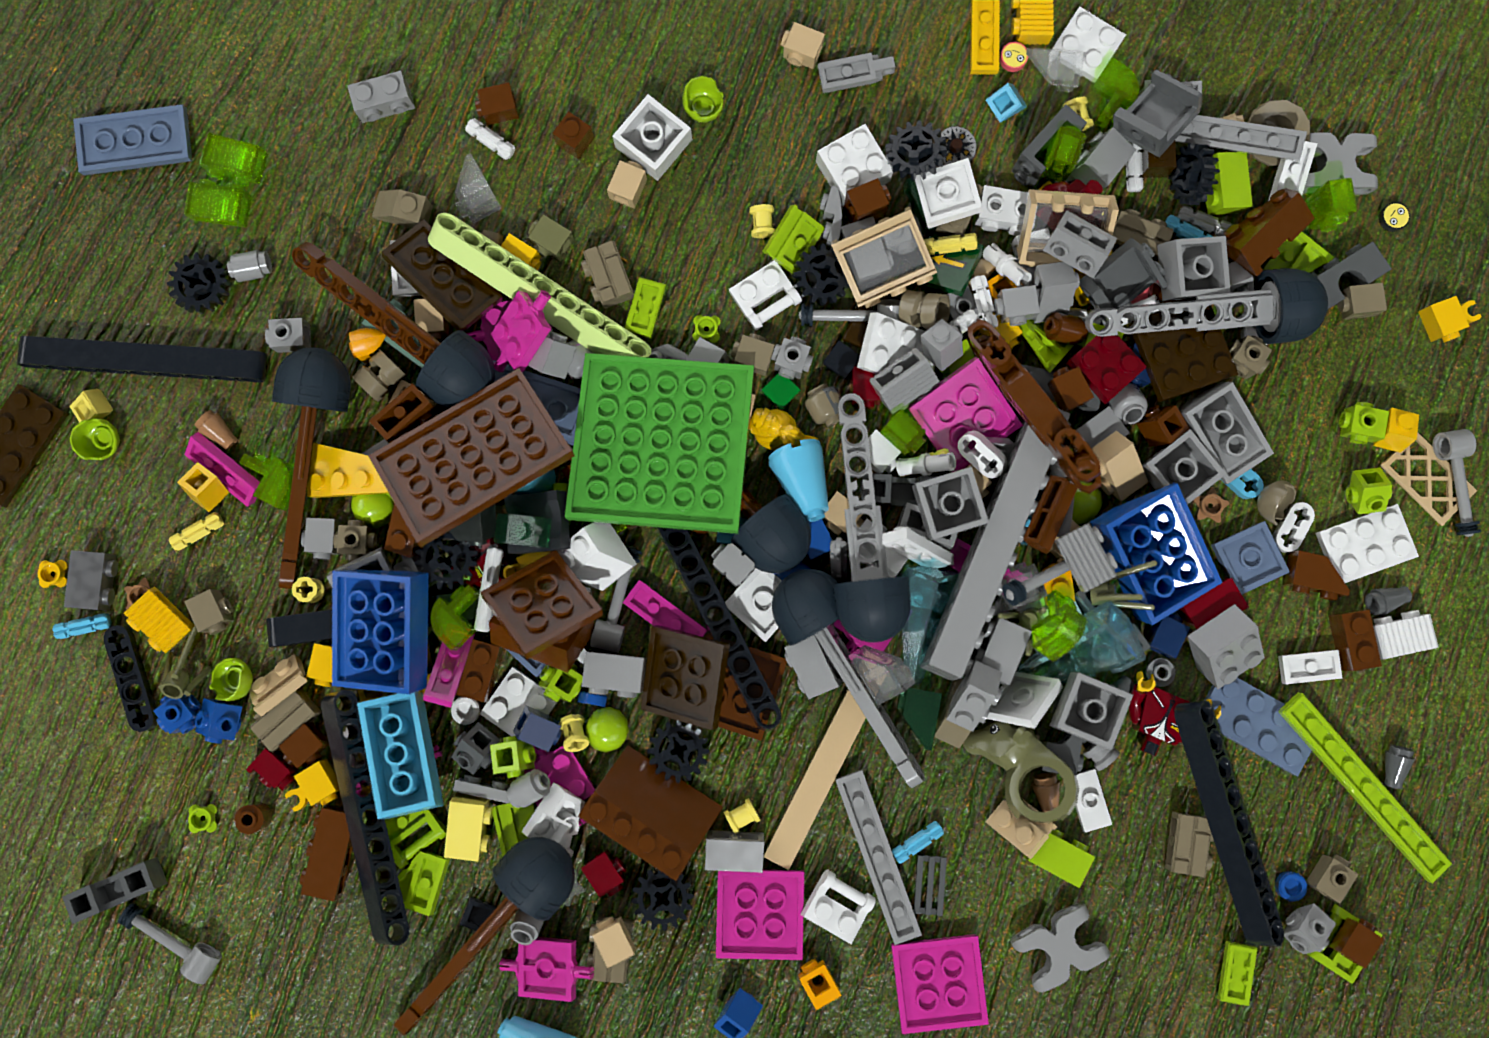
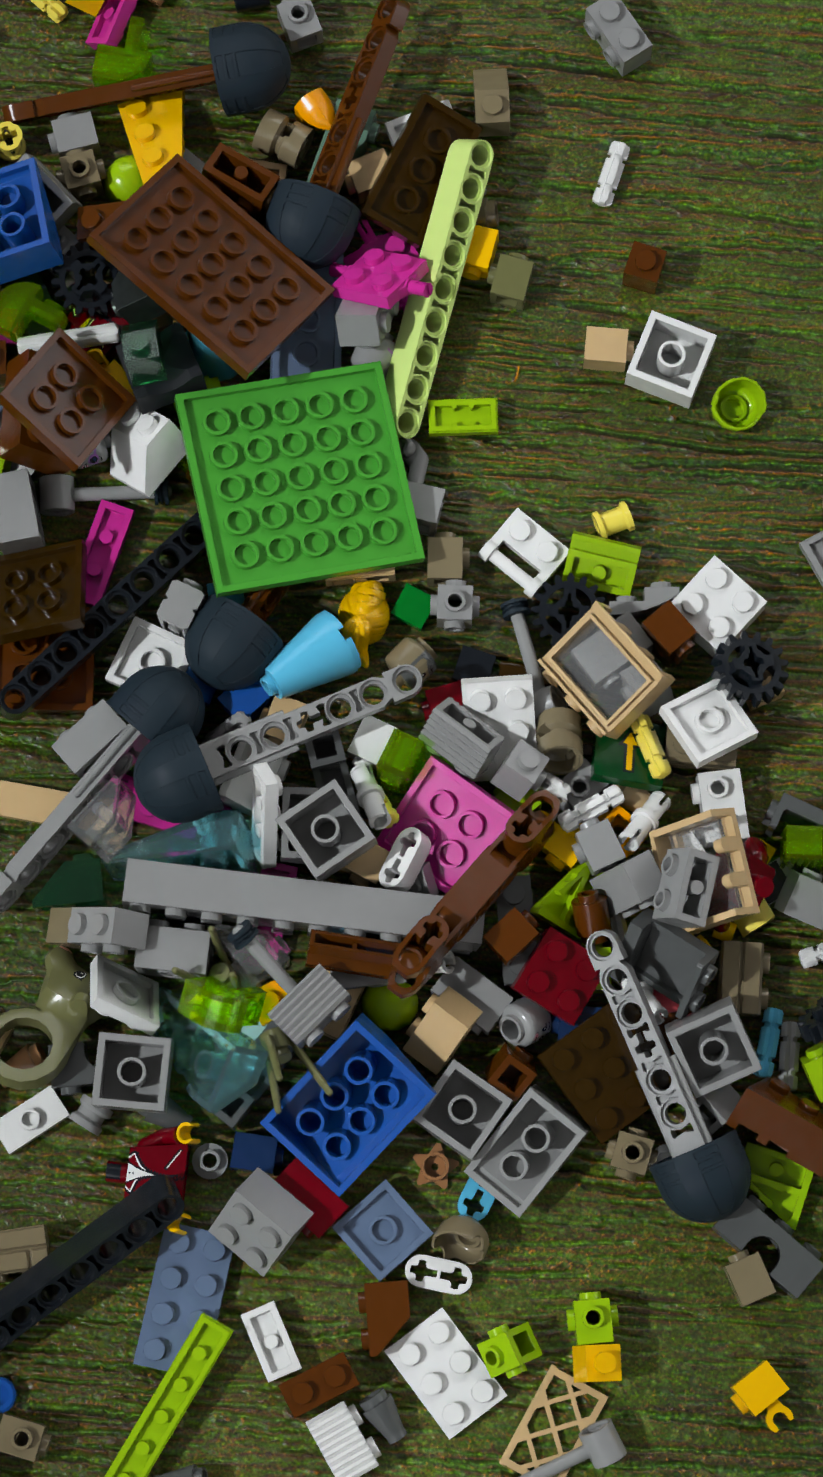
camera: 75 degrees right, 5 degrees down
(474, 193) = (539, 176): clear slope -> none
(497, 104) = (654, 168): reddish brown brick -> none
(608, 275) = (488, 360): dark tan brick -> none
(706, 321) = (464, 487): lime plate -> none
(959, 144) = (786, 726): piece -> none

